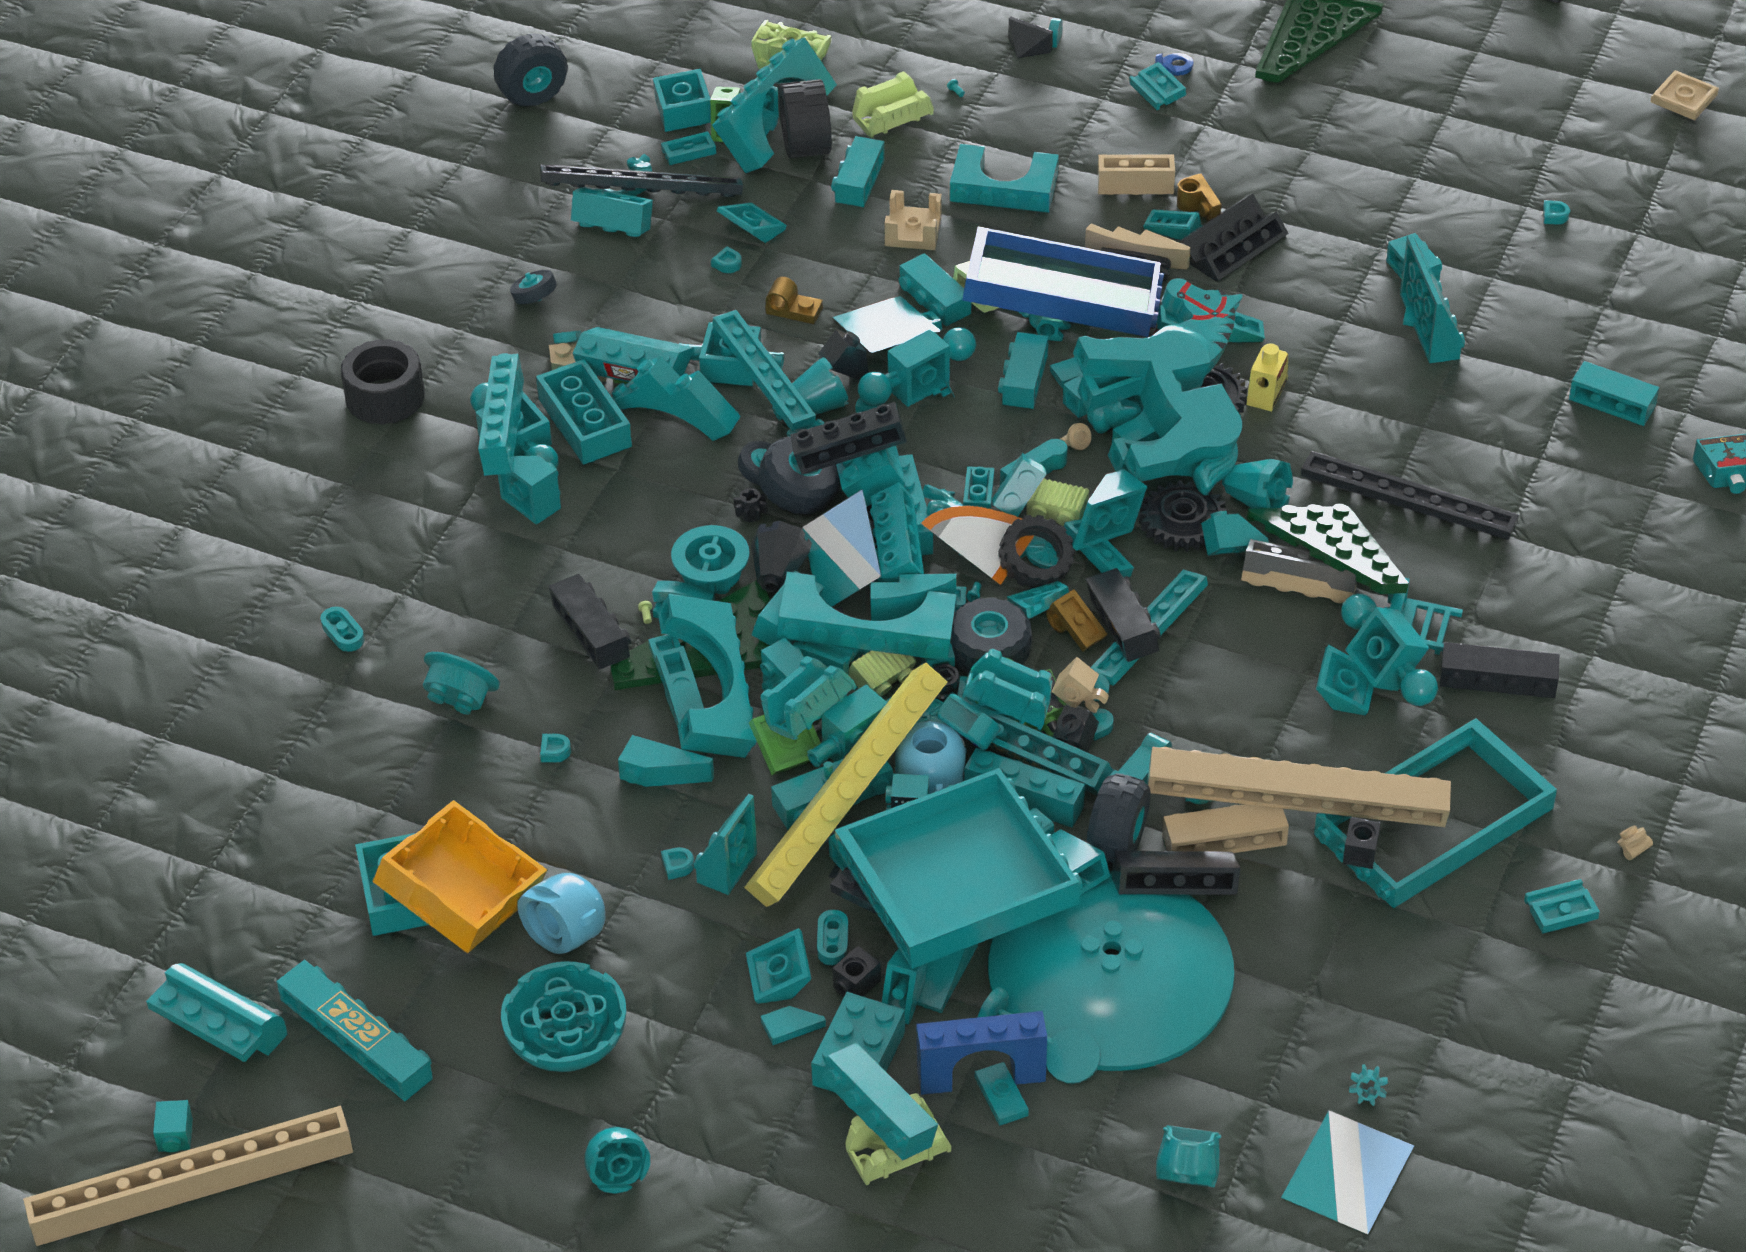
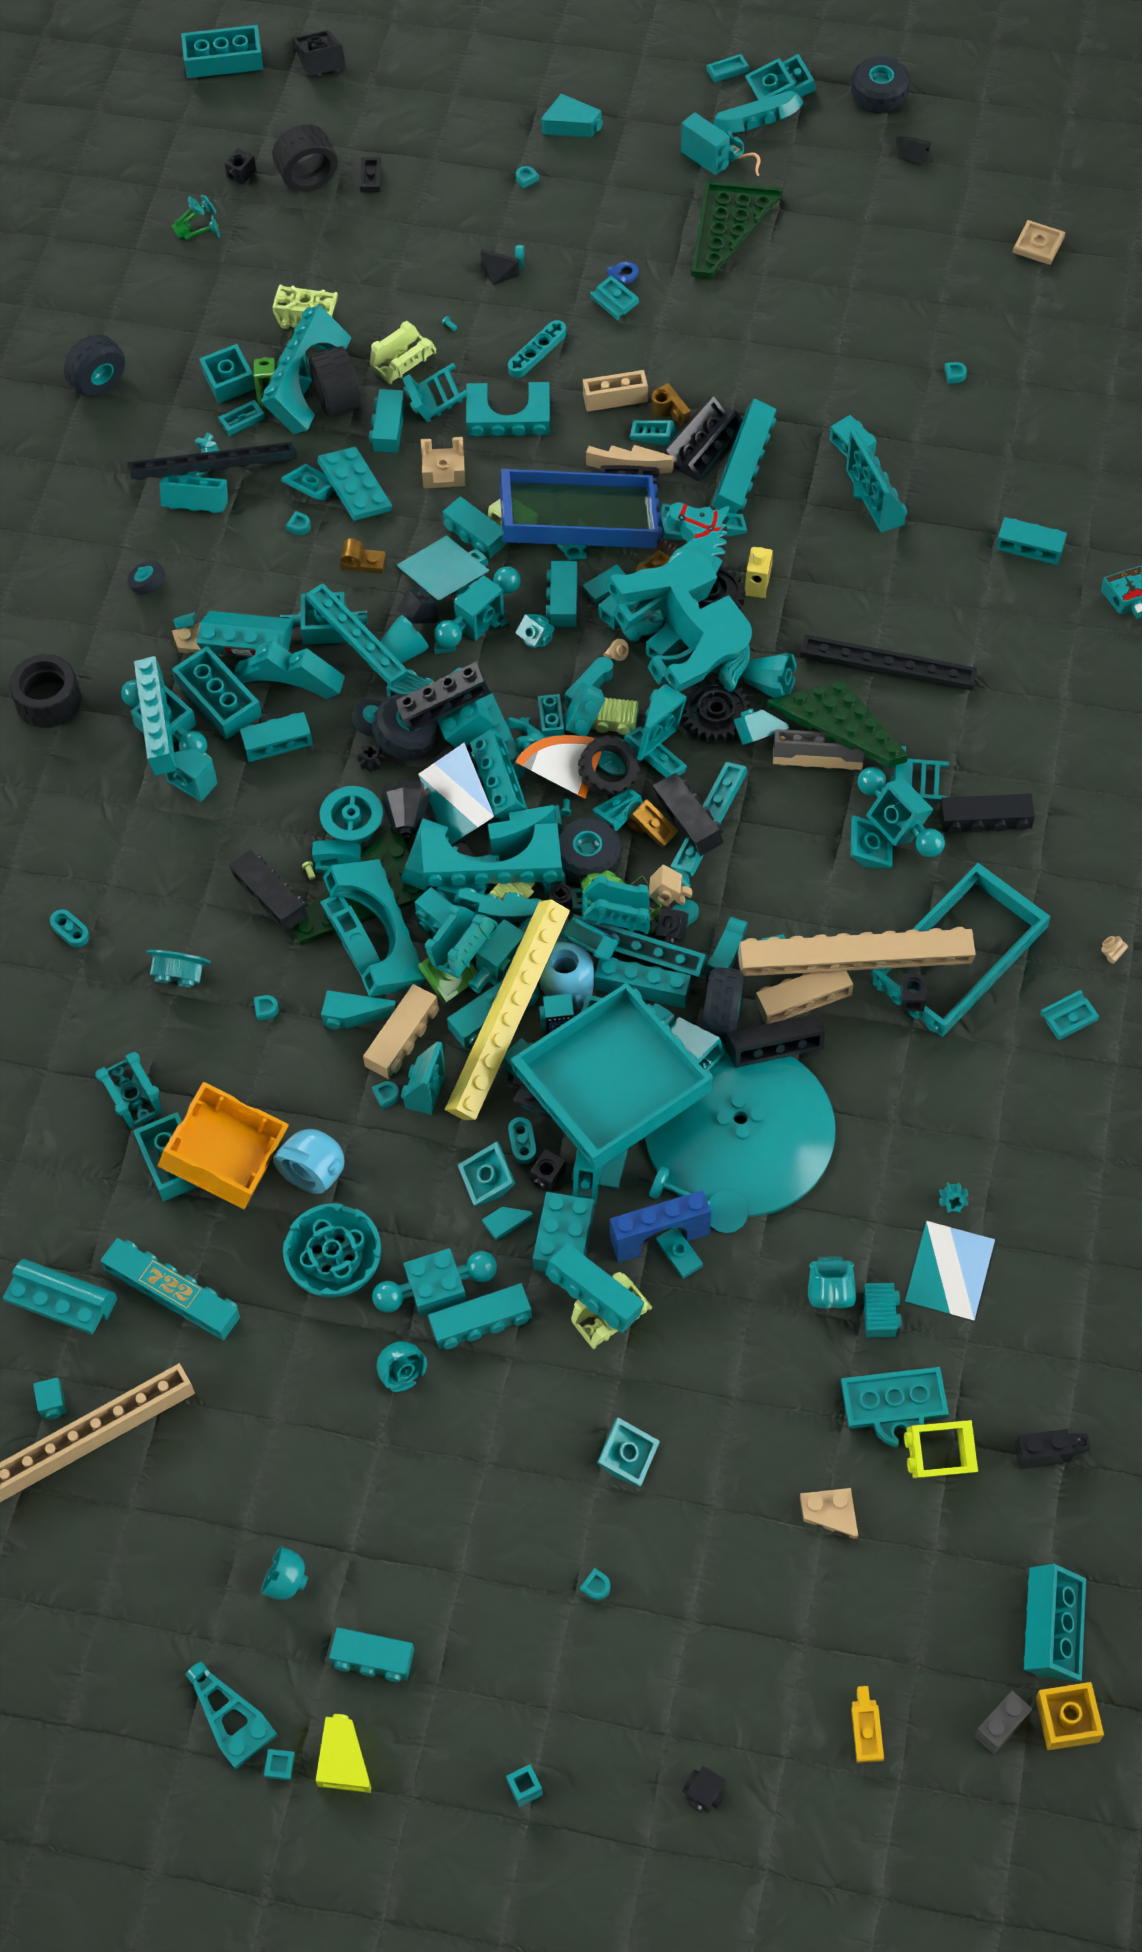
camera: 10 degrees left, 15 degrees up
(380, 803) = (139, 1082): none -> teal piece
(642, 467) = (276, 736): none -> teal brick
(683, 1074) = (434, 1282): none -> teal brick
(712, 796) = (401, 1031): none -> tan brick
(730, 1122) = (480, 1317): none -> teal brick
(803, 228) = (354, 483): none -> teal plate
(880, 676) = (511, 906): none -> teal slope
(906, 154) = (423, 398): none -> teal plate
(981, 401) = (535, 630): none -> teal brick
(1031, 138) = (534, 347): none -> teal beam
(1245, 1199) = (880, 1310): none -> teal brick
(1278, 258) = (744, 457): none -> teal brick

